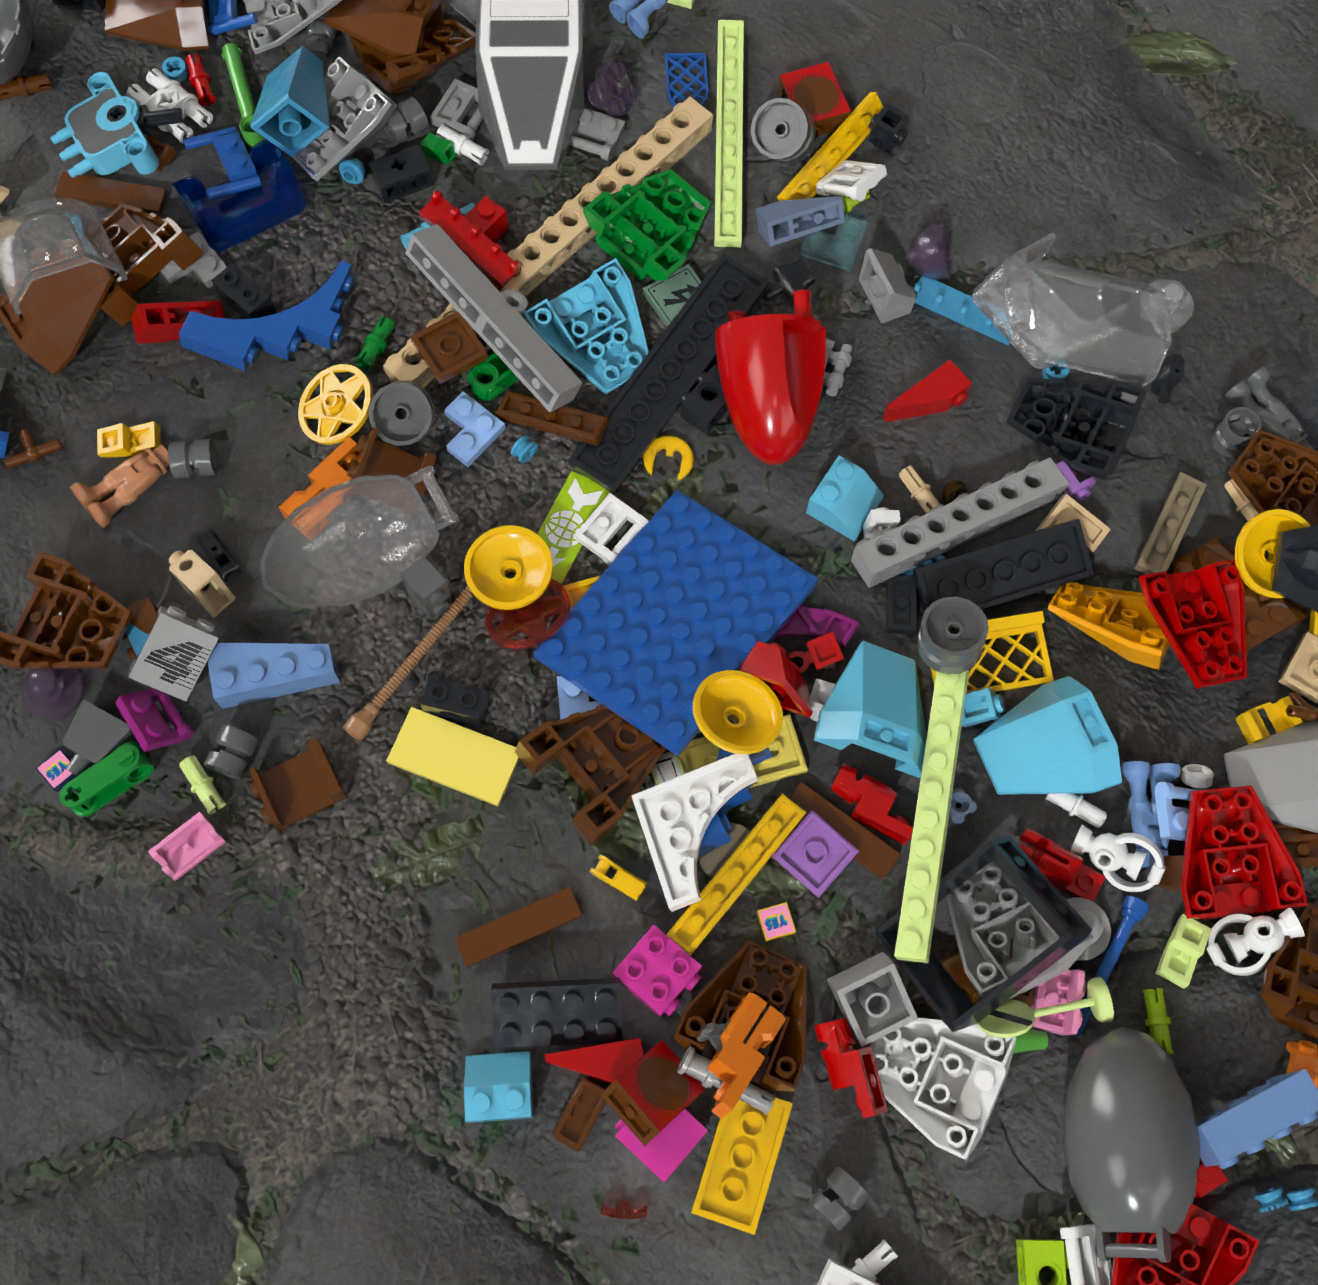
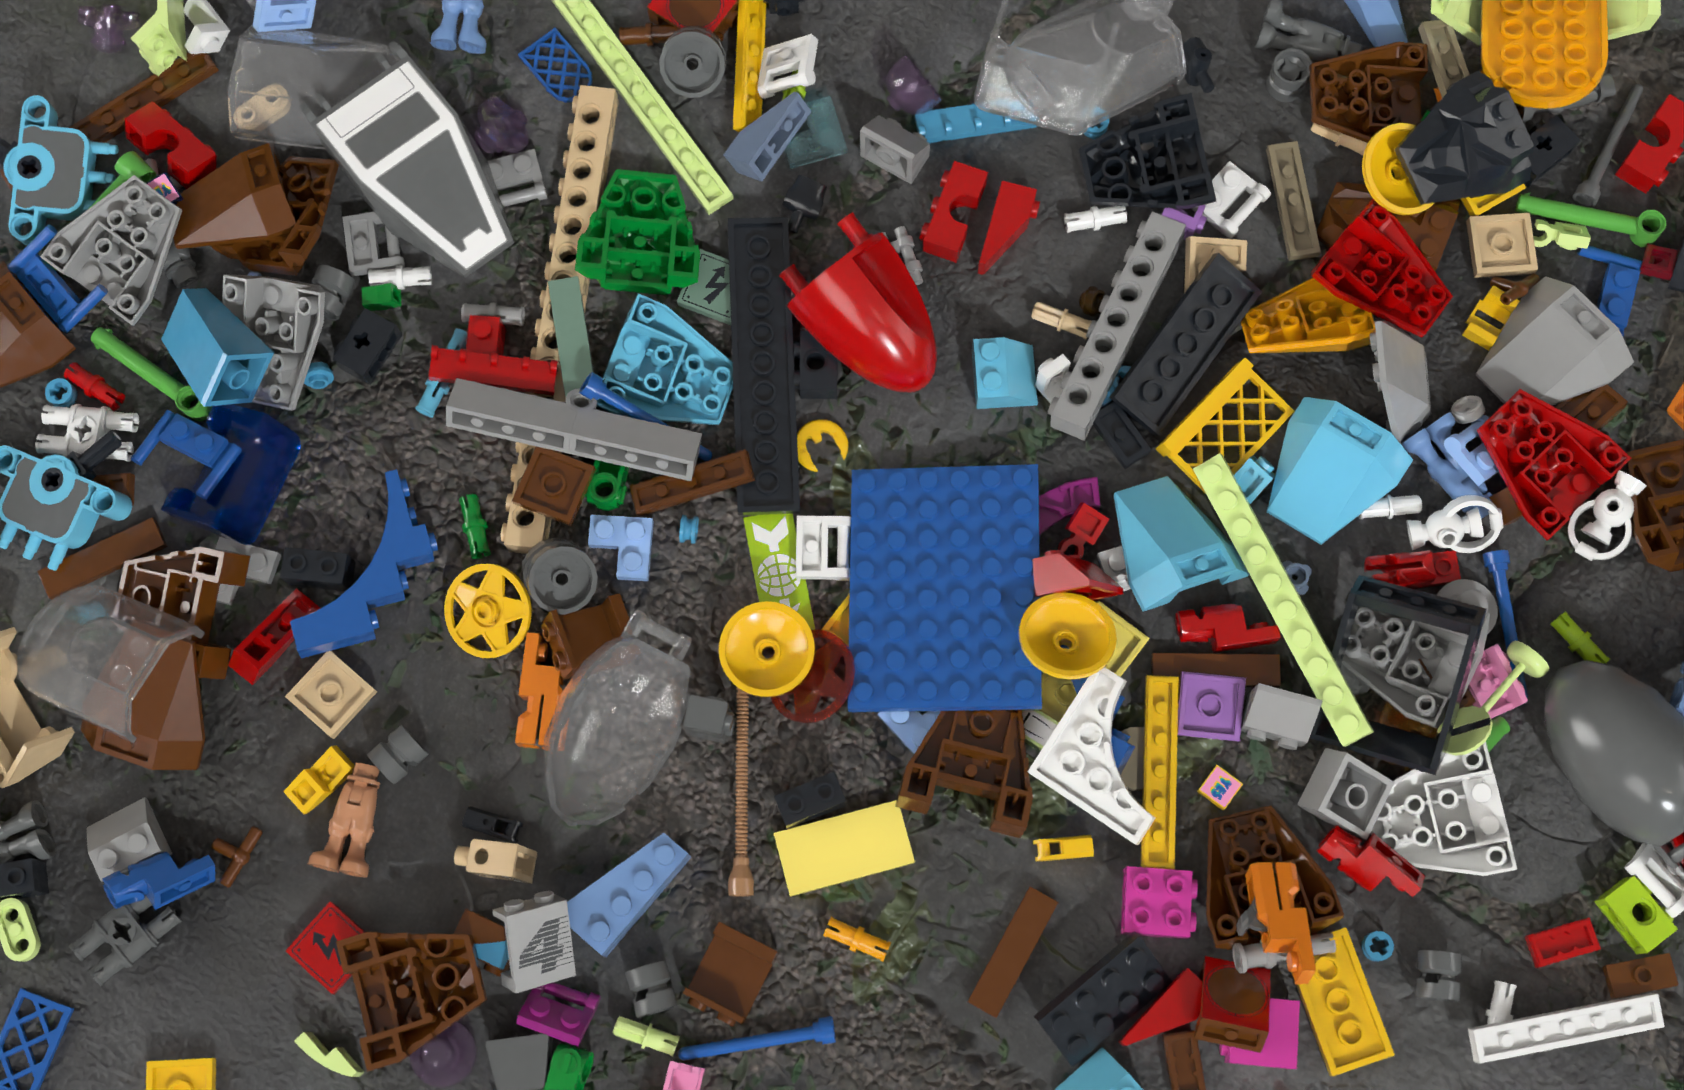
camera: 30 degrees left, 5 degrees up
(25, 548) = (317, 947): none -> red tile
(183, 387) = (331, 694): none -> tan plate
(329, 877) = (820, 1031): none -> blue piece
(410, 829) = (857, 939): none -> light orange pin
(518, 220) = (508, 315): none -> light grey pin
(530, 297) = (595, 388): none -> blue piece
(546, 255) = (570, 331): none -> sand green tile
(759, 93) = (646, 34): none -> reddish brown pin
(815, 1131) = (1376, 956): none -> dark azure bush
(863, 898) = (1279, 716): none -> light grey slope
(915, 347) = (961, 188): none -> red arch
(952, 635) = (1208, 434): dark grey wheel -> none
(963, 1251) = (1562, 942): none -> red plate
(1003, 437) = (1095, 218): none -> white pin
(1123, 484) = (1228, 187): none -> white plate
(1156, 707) = (1401, 378): none -> light grey wedge
(1183, 950) = (1557, 567): yellowish green slope -> none

